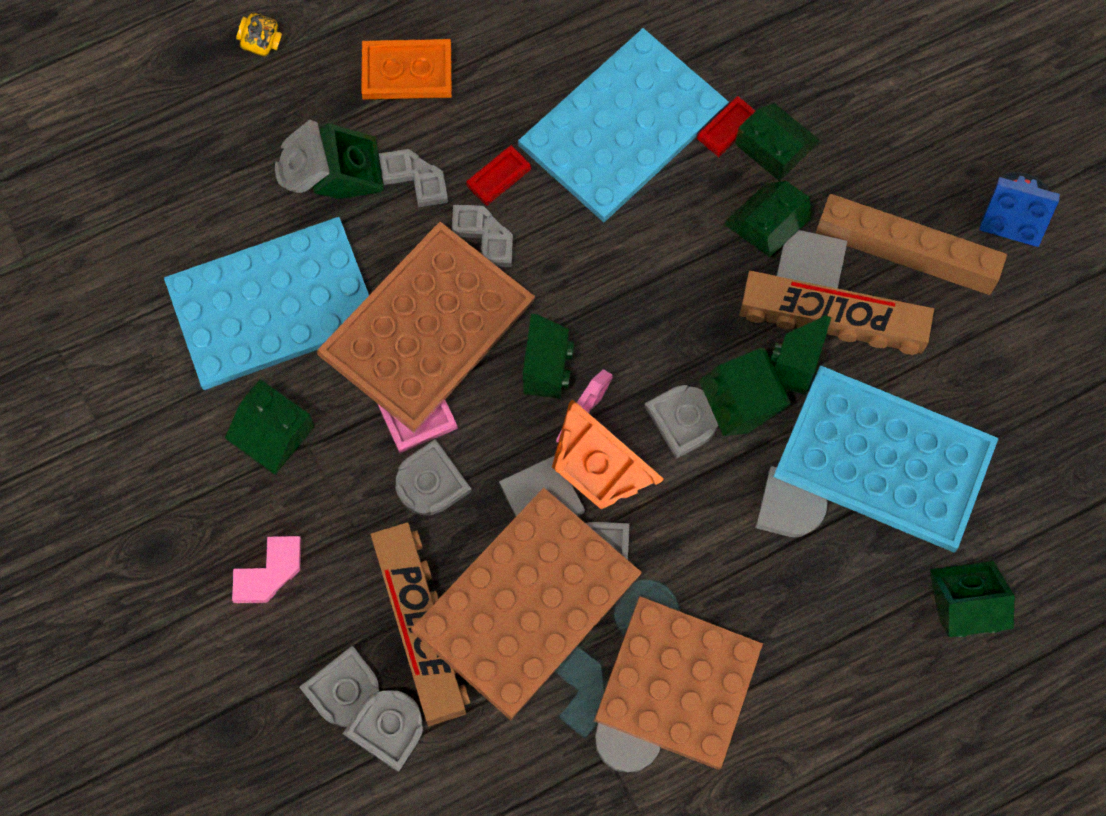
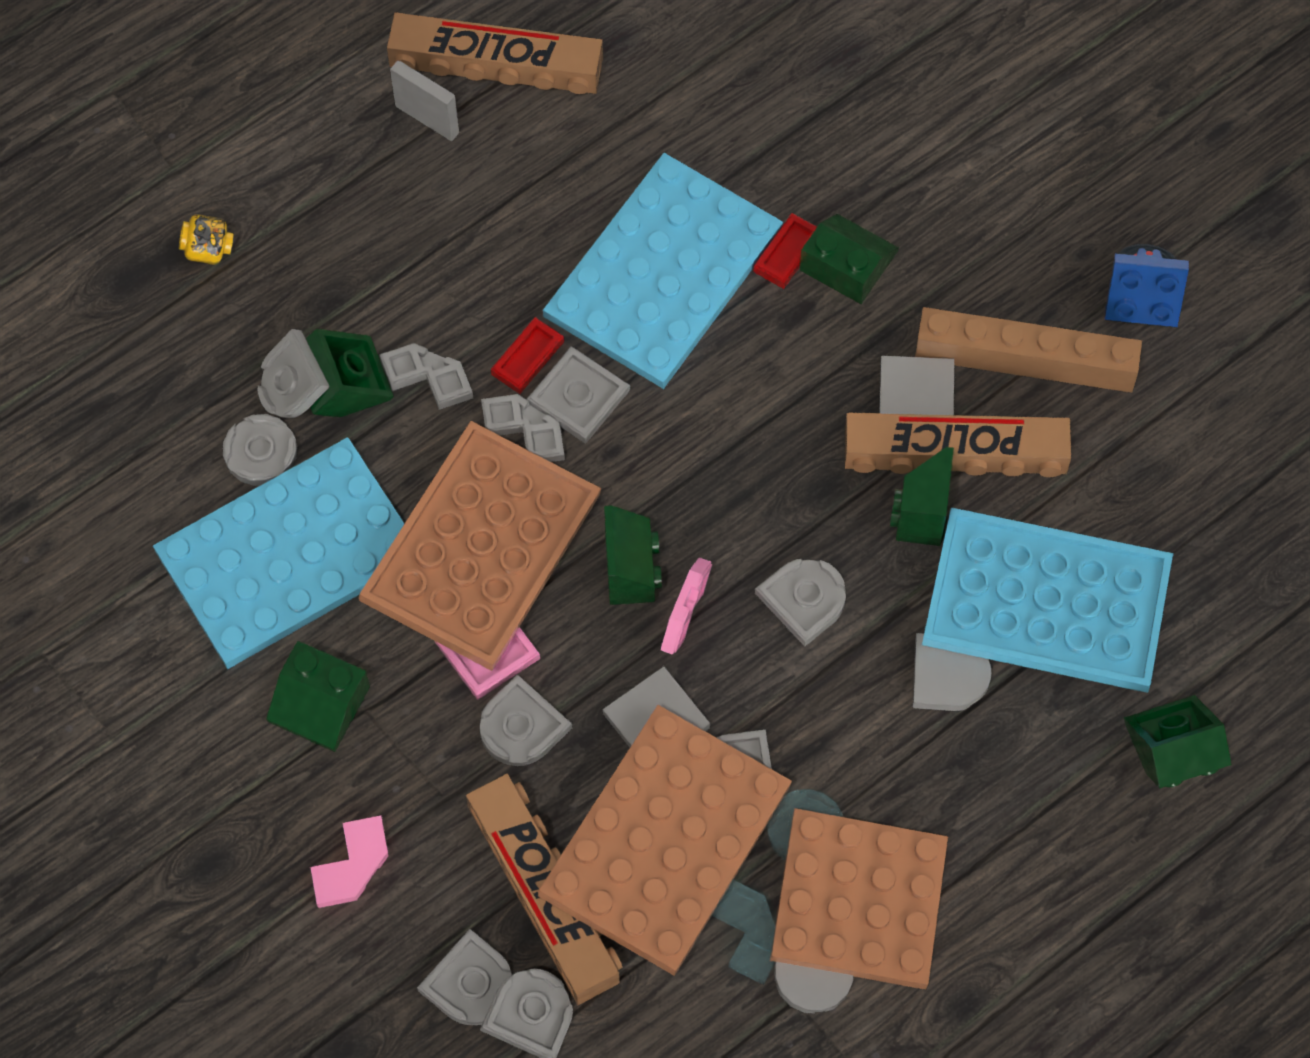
camera: 10 degrees left, 5 degrees down
(266, 213) = (259, 449): none -> light grey tile
(406, 69) = (392, 249): orange plate -> none
(533, 215) = (579, 394): none -> light grey tile
(598, 460) = (715, 662): orange wing -> none
(744, 392) = (869, 553): dark green slope -> none
(771, 216) = (859, 346): dark green slope -> none

